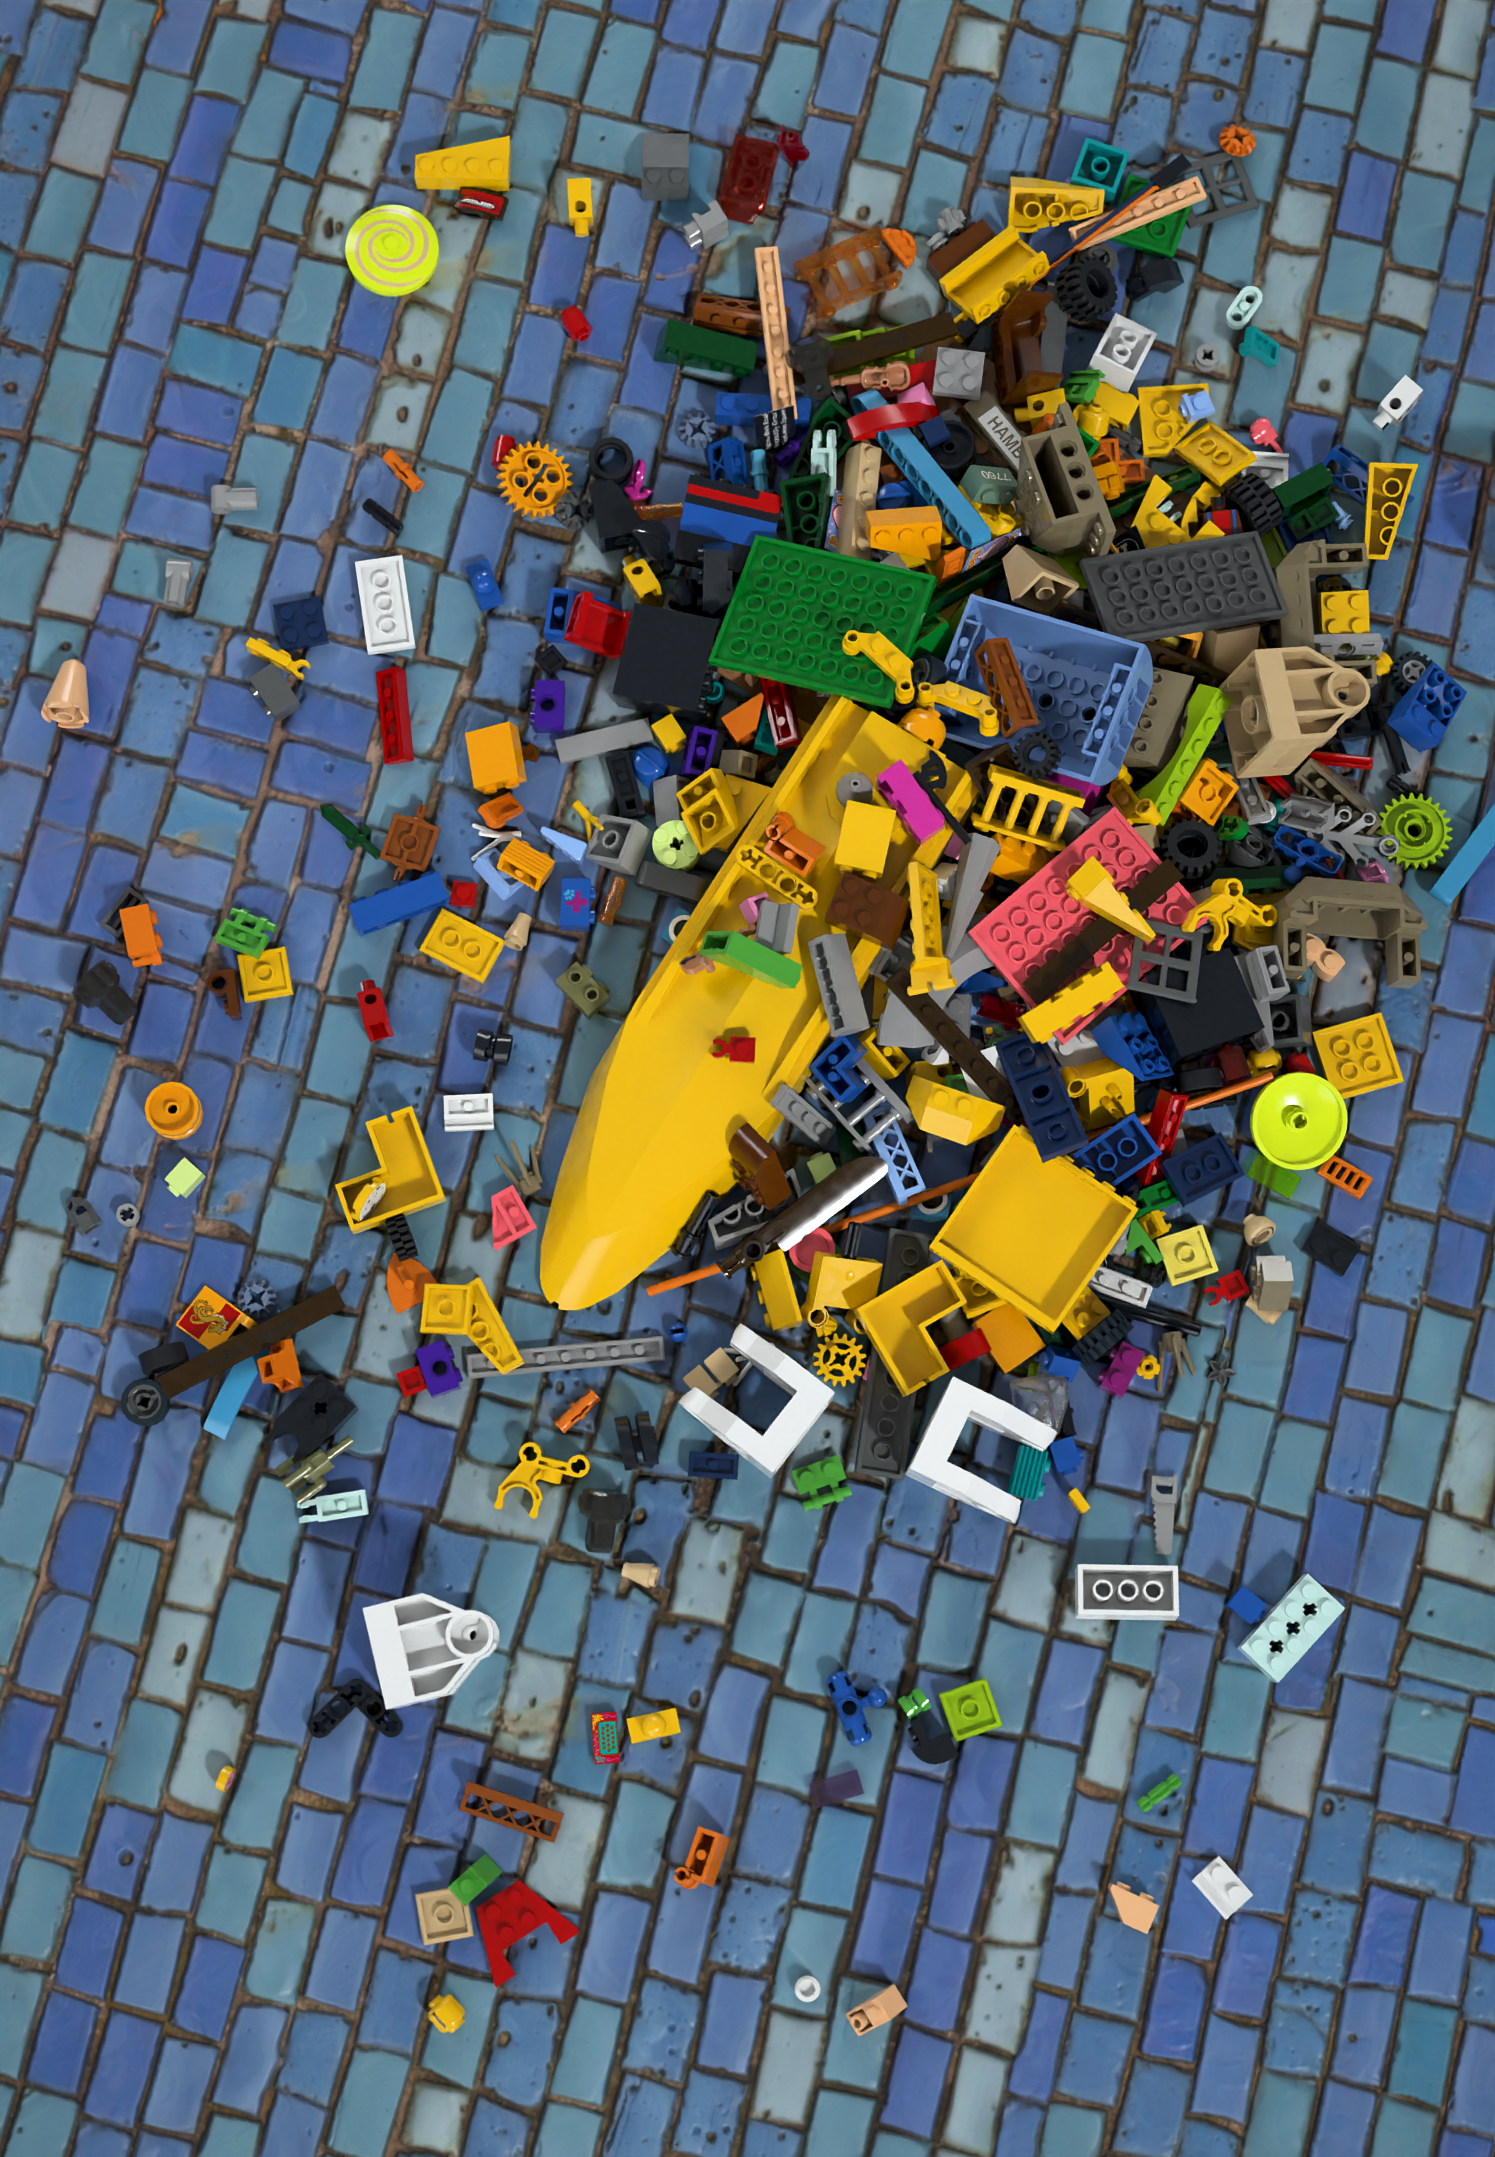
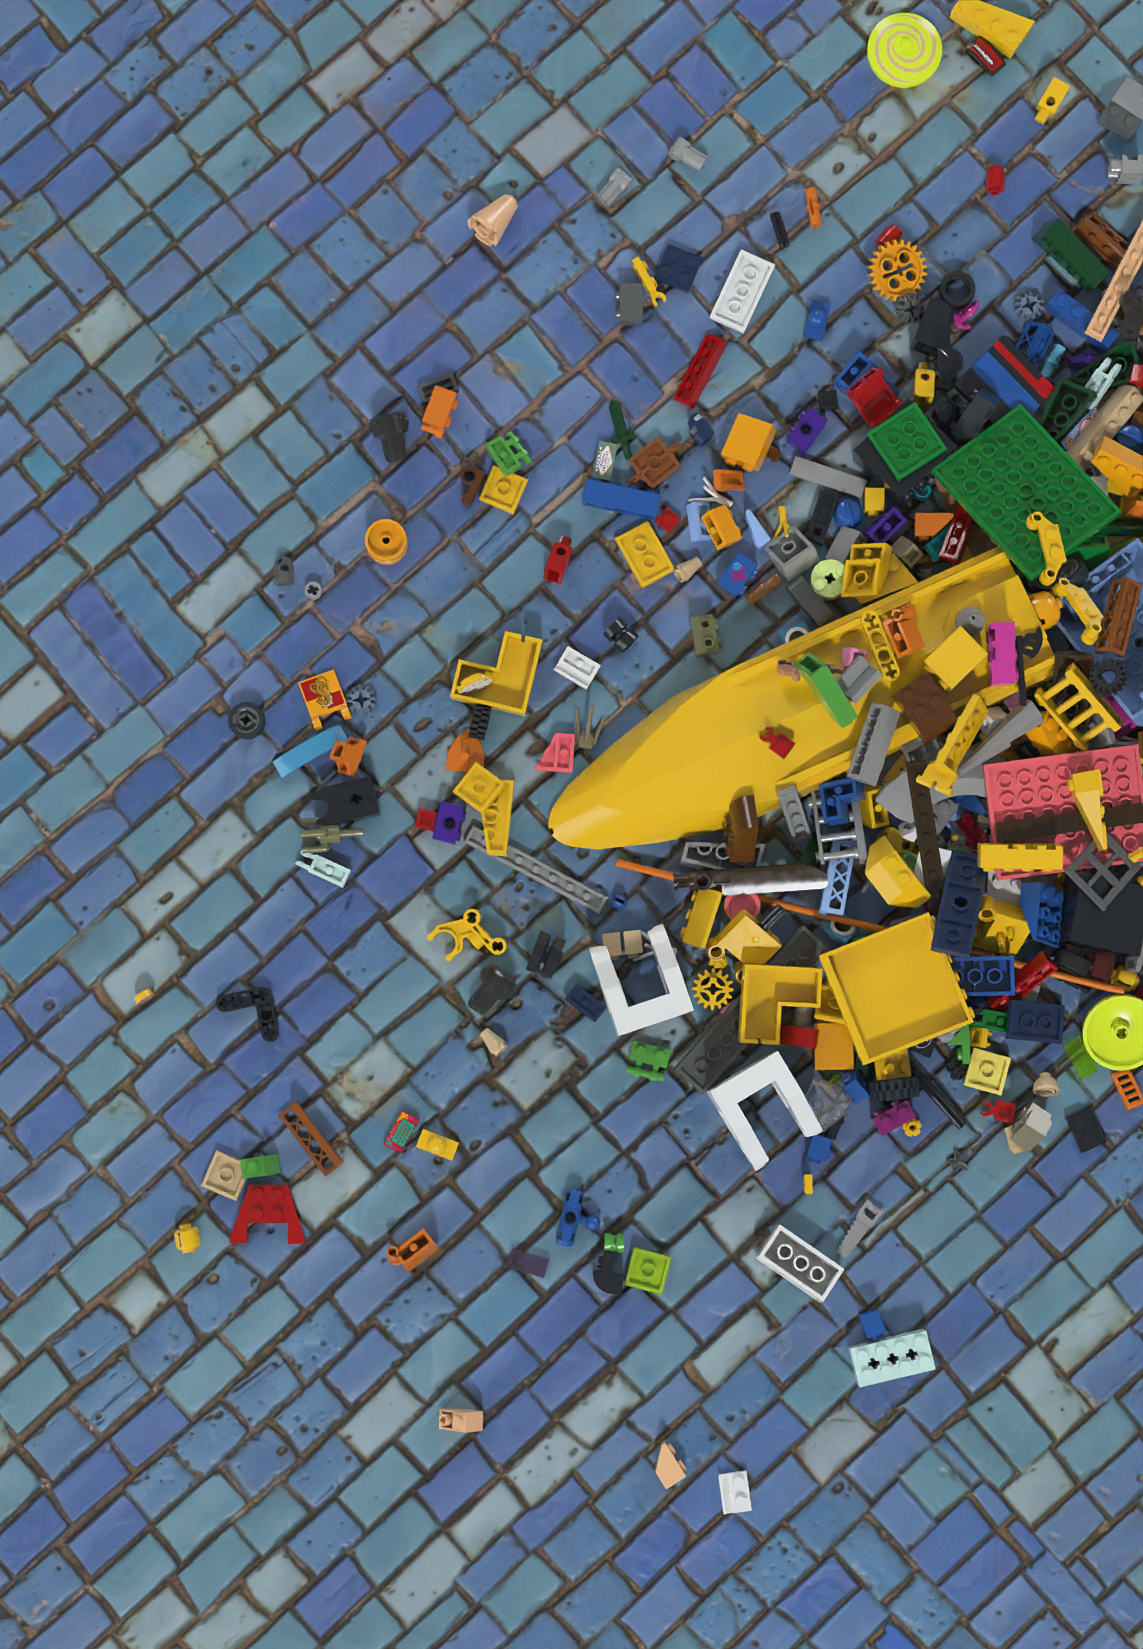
camera: 35 degrees right, 5 degrees up
(163, 1358) = (276, 699): black tyre -> none
(184, 1178) = (364, 590): yellowish green brick -> none
(250, 1342) = (339, 726): dark brown tile -> none
(354, 874) = (604, 461): none -> tile
(426, 1647) = (324, 998): white brick -> none
(435, 777) = (699, 430): none -> dark blue rock
(577, 1411) = (520, 909): orange pin -> none
(648, 511) = (977, 351): clear orange pin -> none
(663, 648) = (906, 441): none -> green plate
(691, 1234) = (670, 843): black pin -> none
(775, 428) = (1081, 339): black sticker -> none
(807, 1988) = (426, 1376): white plate -> none
(820, 1166) = (783, 855): yellowish green brick -> none
(1028, 1473) = (786, 1144): teal brick -> none
(1120, 1287) = (929, 1063): white tile -> none
(1159, 1792) = (734, 1405): bright green axle -> none
(1173, 1344) = (939, 1124): dark tan plant -> none

